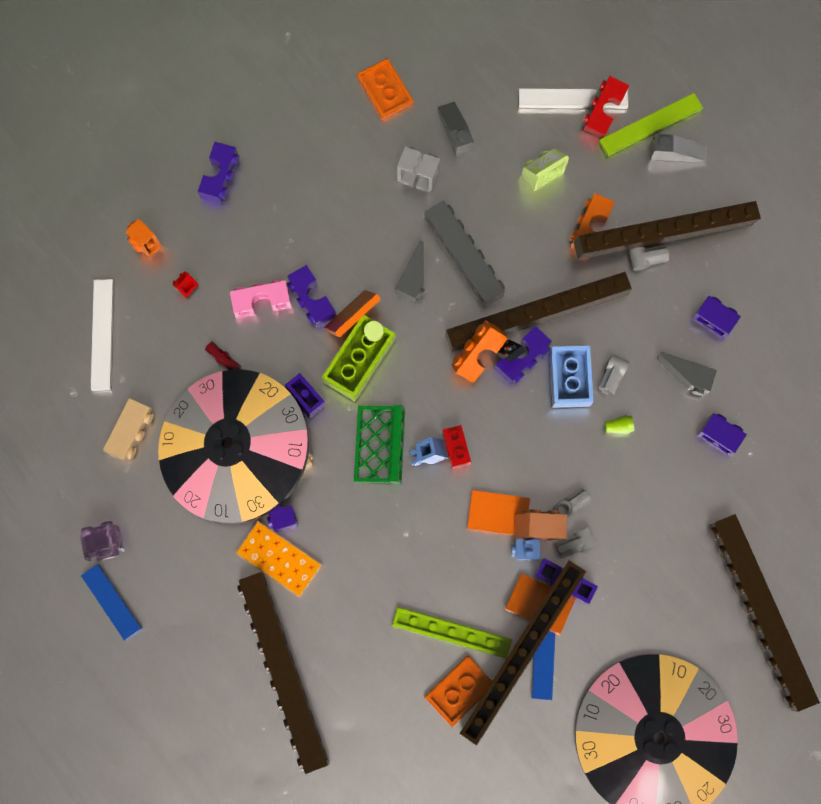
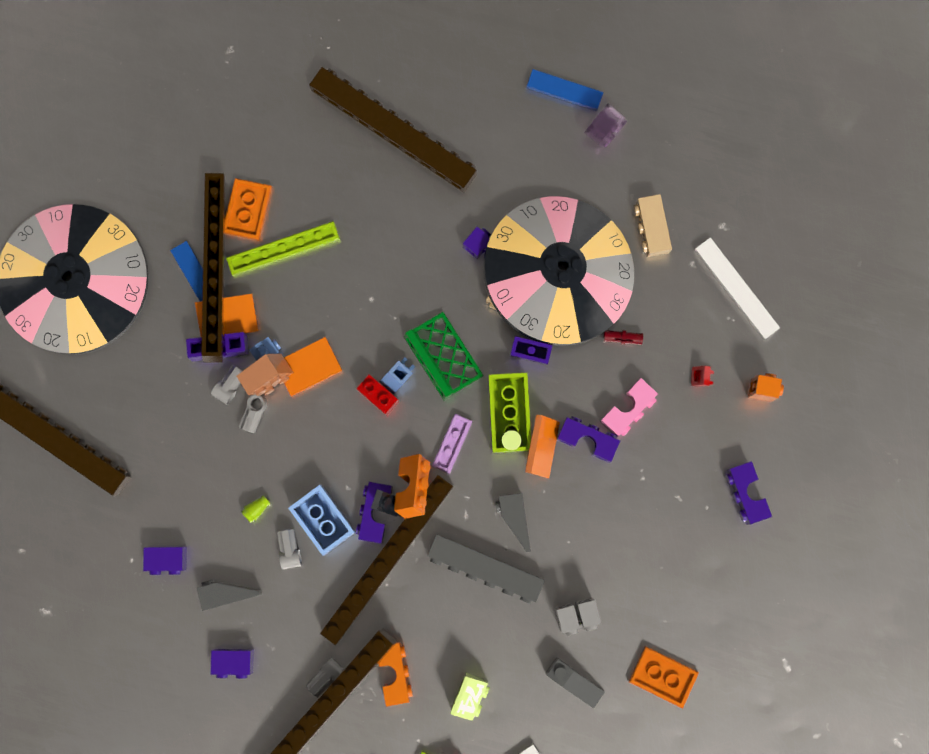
camera: 150 degrees right, 5 degrees up
(278, 559) = (458, 210): light orange tile -> none
(422, 369) = (452, 443): none -> lavender tile

